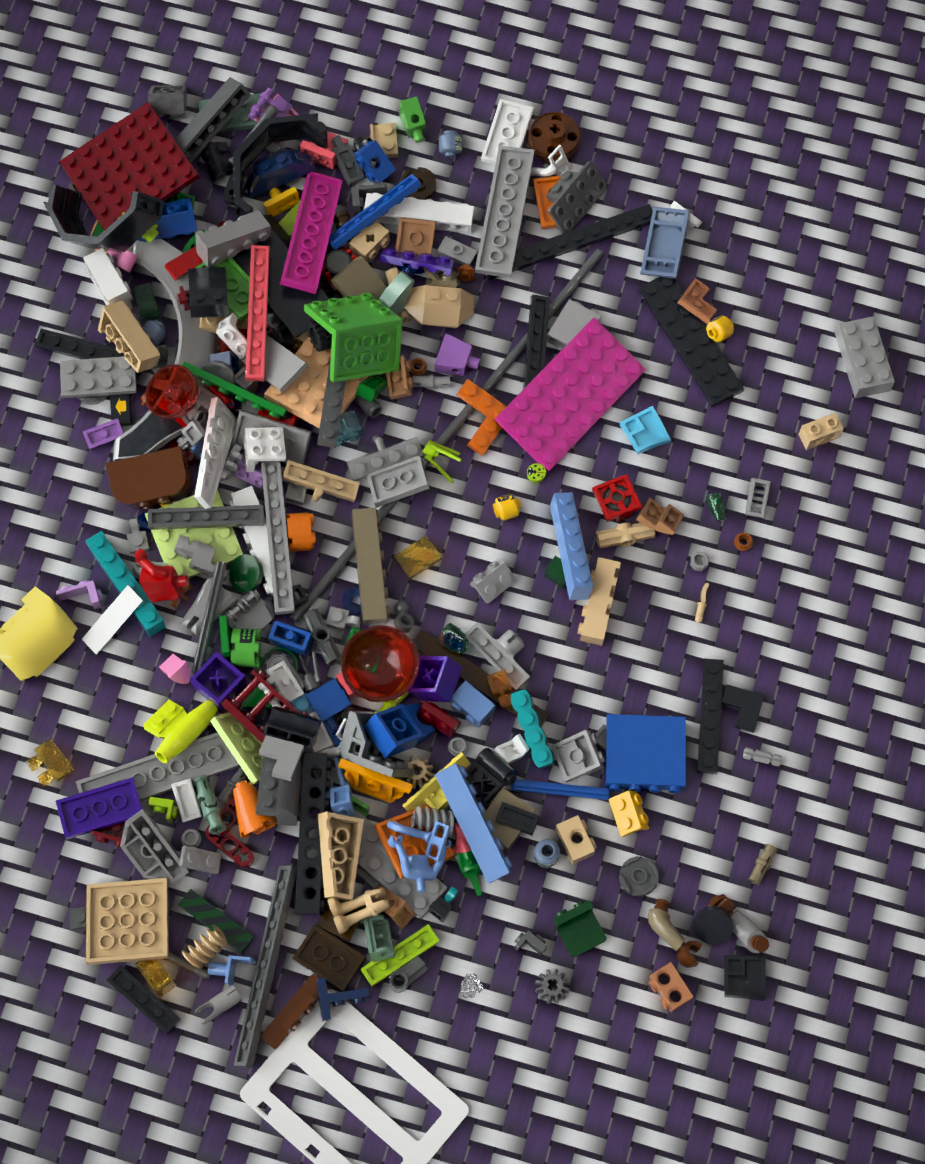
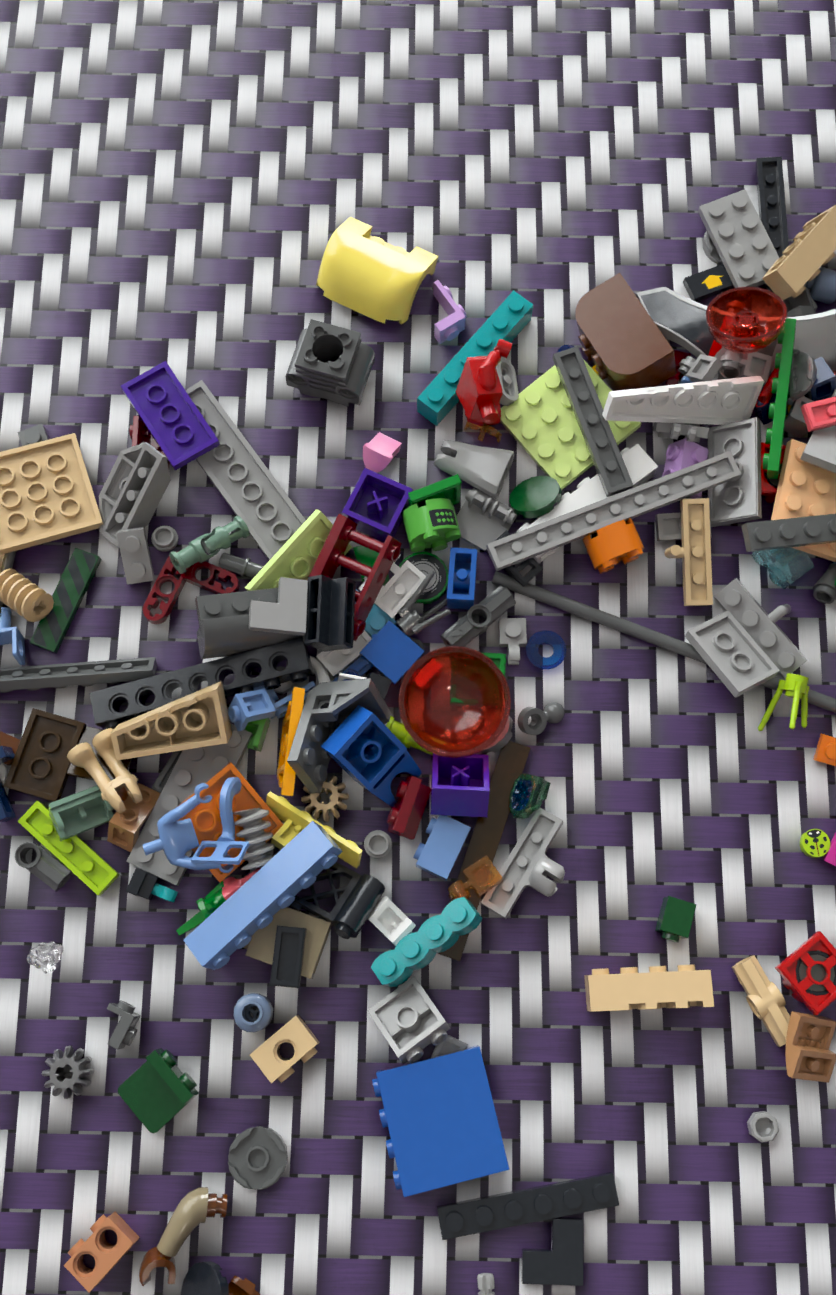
camera: 75 degrees right, 5 degrees up
(53, 759) = (223, 349): clear yellow plate -> none
(100, 700) = (337, 380): none -> dark grey piece
(103, 433) = (667, 271): medium lavender plate -> none
(112, 619) = (422, 355): white sticker -> none
(137, 539) = (539, 356): light grey plate -> none
(161, 805) = (197, 493): lime bracket -> none
(178, 727) = (301, 476): neon yellow plate -> none
(186, 800) = (212, 514): white tile -> none
(200, 555) = (537, 431): light grey plate -> none
(209, 616) = (462, 467): dark grey axle -> none
(246, 801) = (224, 581): orange cone -> none
(263, 445) = (716, 460): white bracket -> none
(369, 566) = (597, 650): dark tan brick -> none
(418, 557) = (632, 713): clear yellow plate -> none
(493, 580) = (632, 826): light grey bracket -> none
(507, 507) = (748, 815): yellow head -> none
(560, 789) = (355, 1009): blue axle -> none
(571, 546) = (716, 924): medium blue brick -> none
(629, 813) = (345, 1119): yellow bracket -> none
(701, 605) = (695, 1148): tan piece -> none
(746, 537) = (824, 1195): dark orange plate -> none

